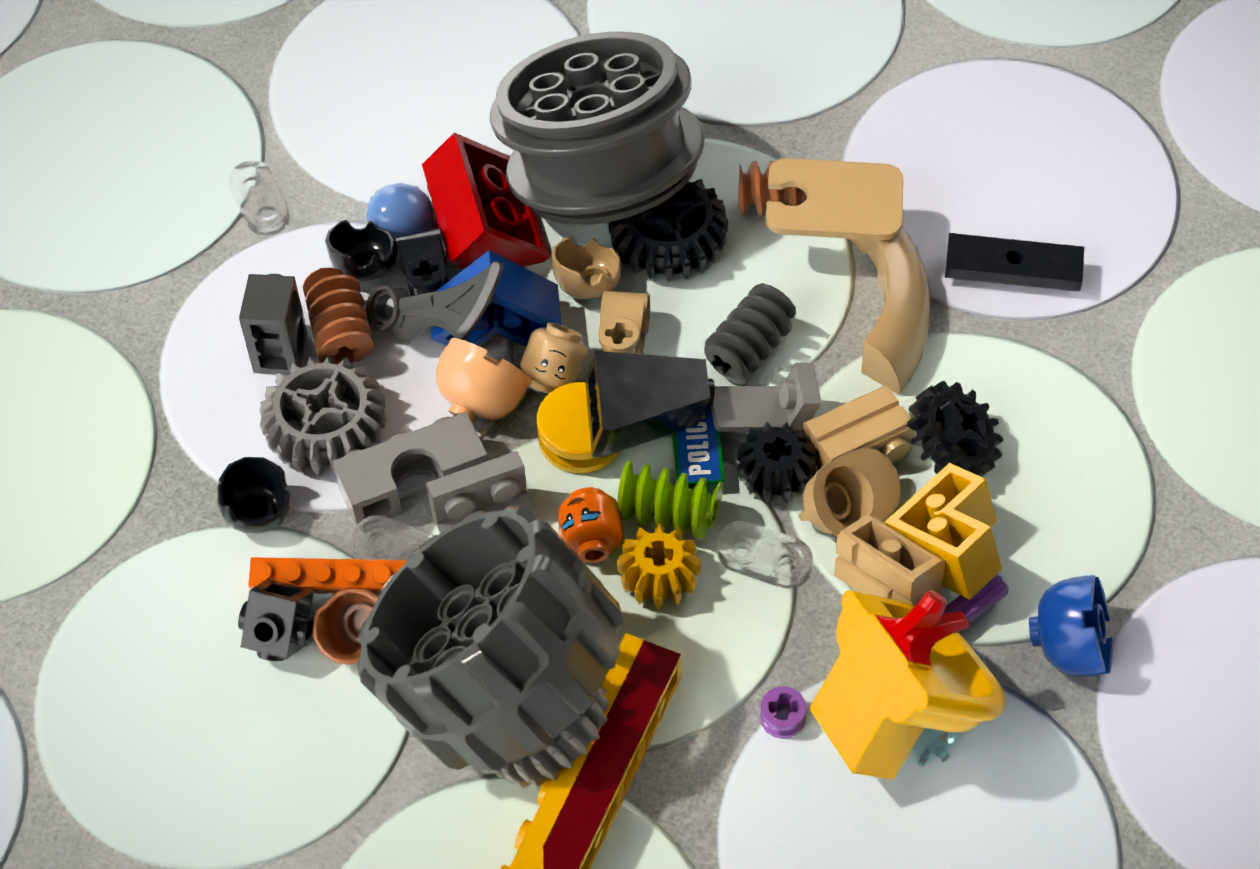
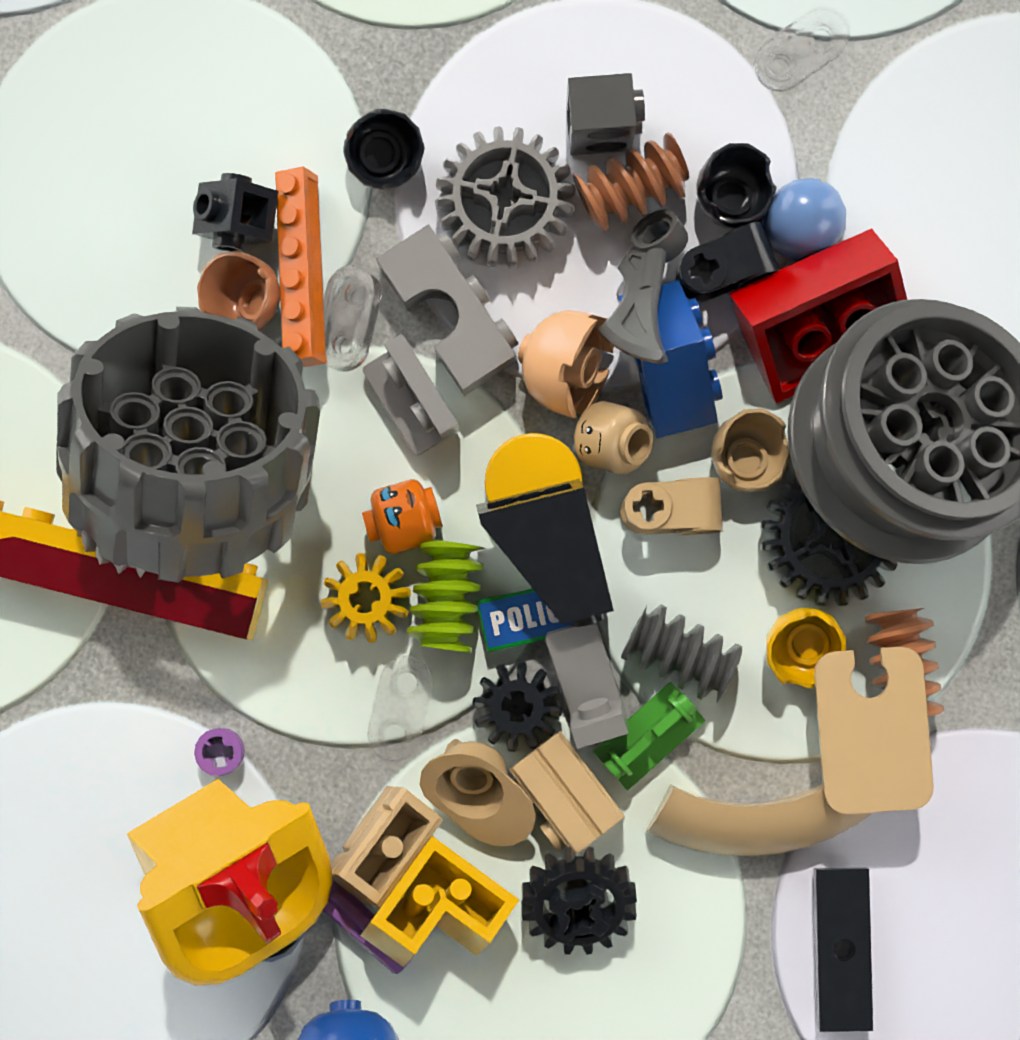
camera: 85 degrees right, 30 degrees up
(757, 252) = (799, 642): none -> yellow hair
(833, 385) = (652, 735): none -> bright green hinge

